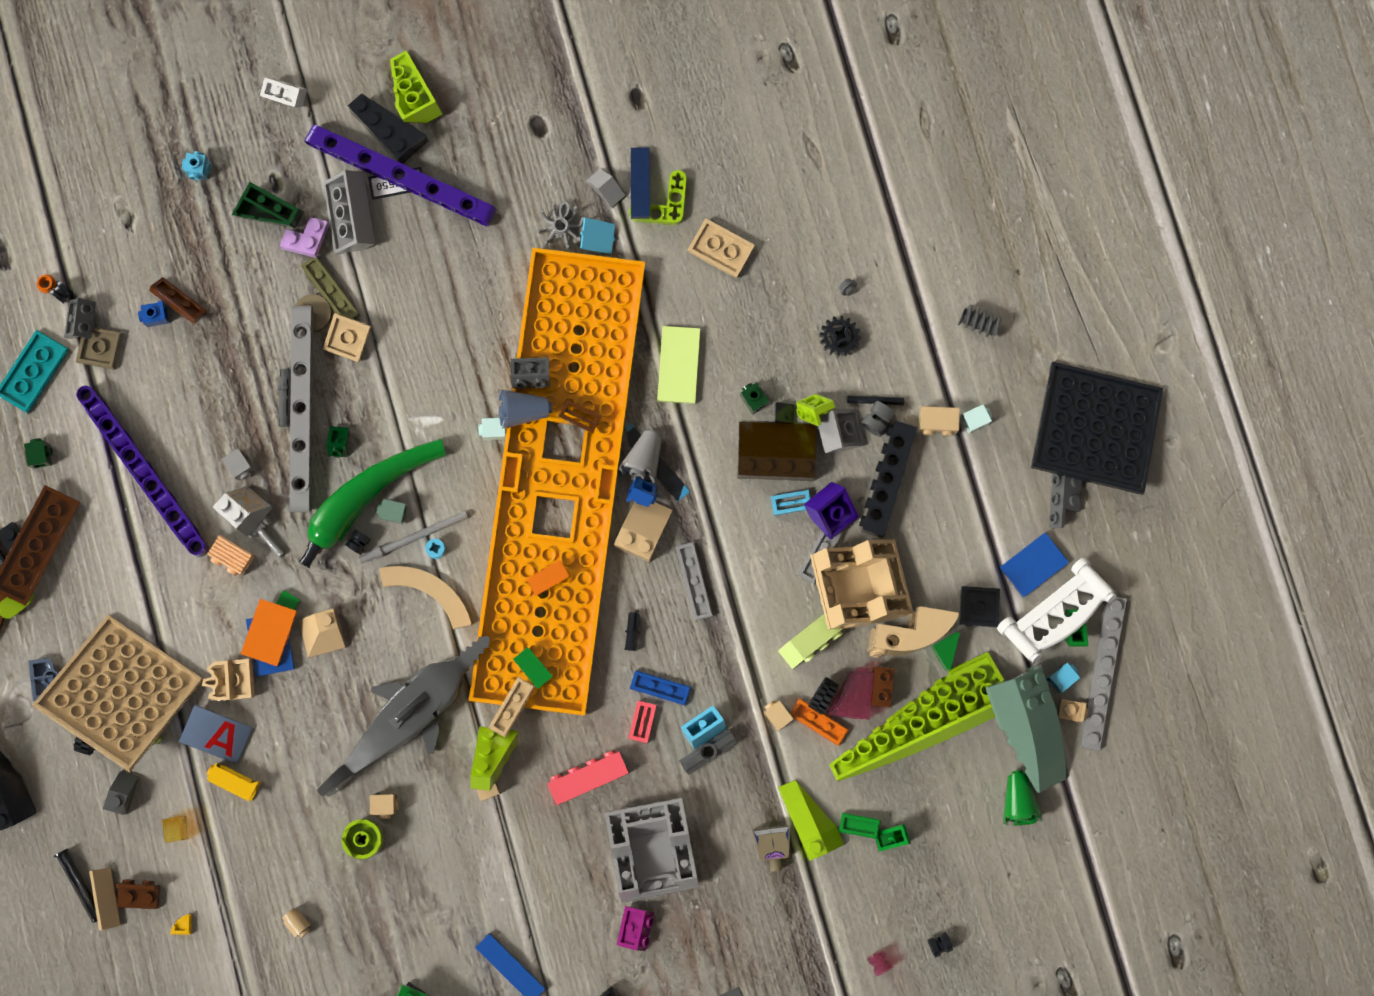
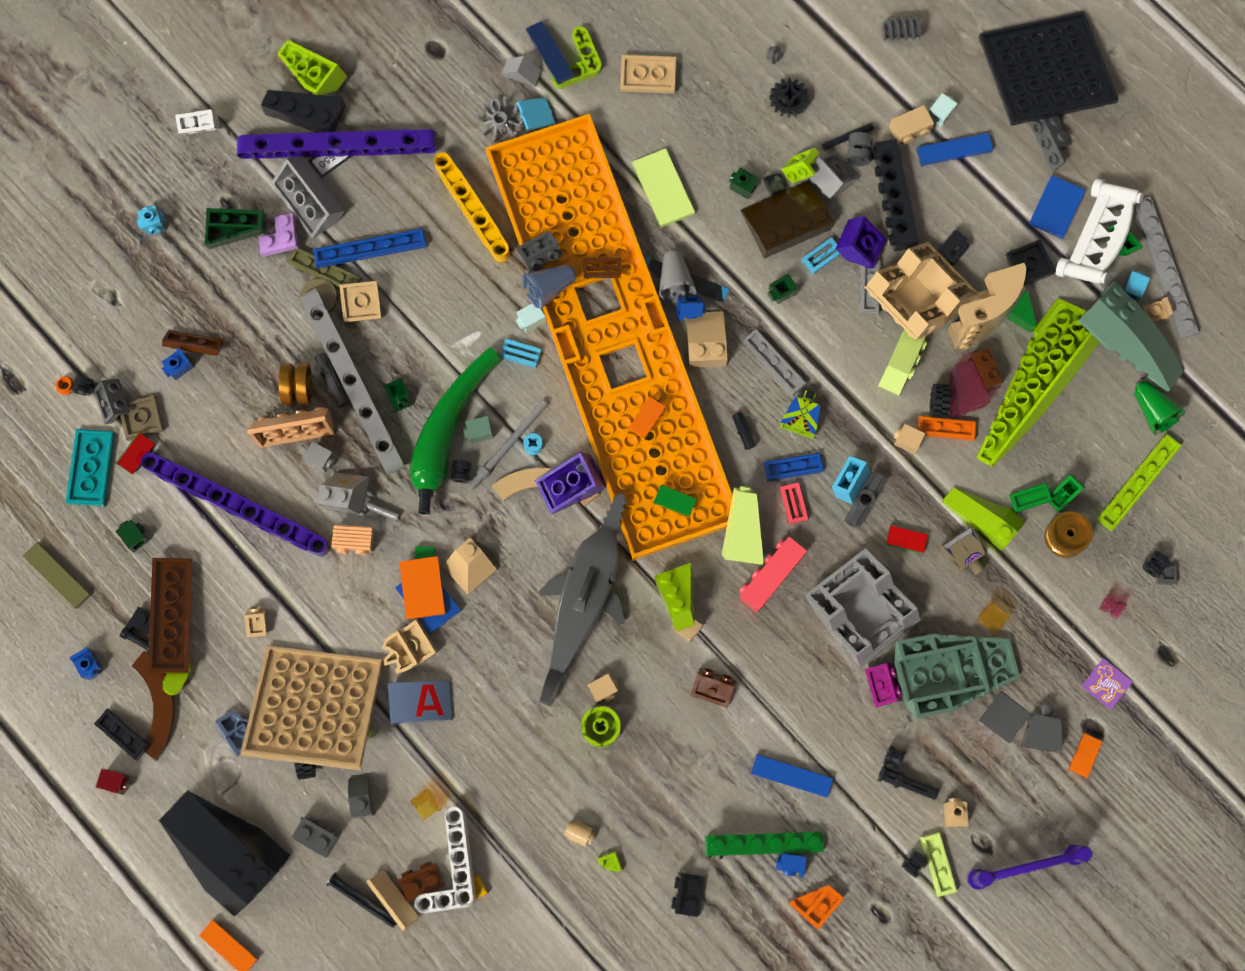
camera: 20 degrees left, 5 degrees down
(66, 807) = (314, 836): none -> dark grey bracket
(76, 378) = (133, 453): none -> red tile
(108, 588) = (256, 621): none -> tan bracket
(173, 898) = (456, 868): none -> white beam
(226, 425) = (292, 428): none -> light nougat slope
(233, 781) = (456, 736): yellow window -> none
(249, 387) = (295, 384): none -> pearl gold wheel
(311, 962) = (610, 862): none -> lime tile
(381, 290) = (369, 248): none -> blue tile
(449, 603) = (570, 482): none -> dark purple slope
(457, 446) = (503, 355): none -> medium azure tile
(482, 853) = (713, 687): none -> reddish brown bracket
(493, 297) = (471, 207): none -> yellow beam
(511, 707) = (674, 544): tan tile -> none
(579, 726) = (743, 528): none -> yellowish green slope
(692, 644) = (802, 415): none -> torso
(700, 948) = (951, 671): none -> sand green wedge
(726, 806) = (906, 539): none -> red tile
(741, 512) = (784, 283): none -> dark green brick
(764, 918) = (992, 618): none -> clear yellow panel
(862, 876) = (1076, 526): none -> pearl gold wheel
(919, 550) = (954, 240): none -> black piece
(947, 960) = (1168, 575): none -> dark grey tile
(967, 861) = (1139, 482): none -> lime tile
(968, 462) = (954, 149): none -> blue tile

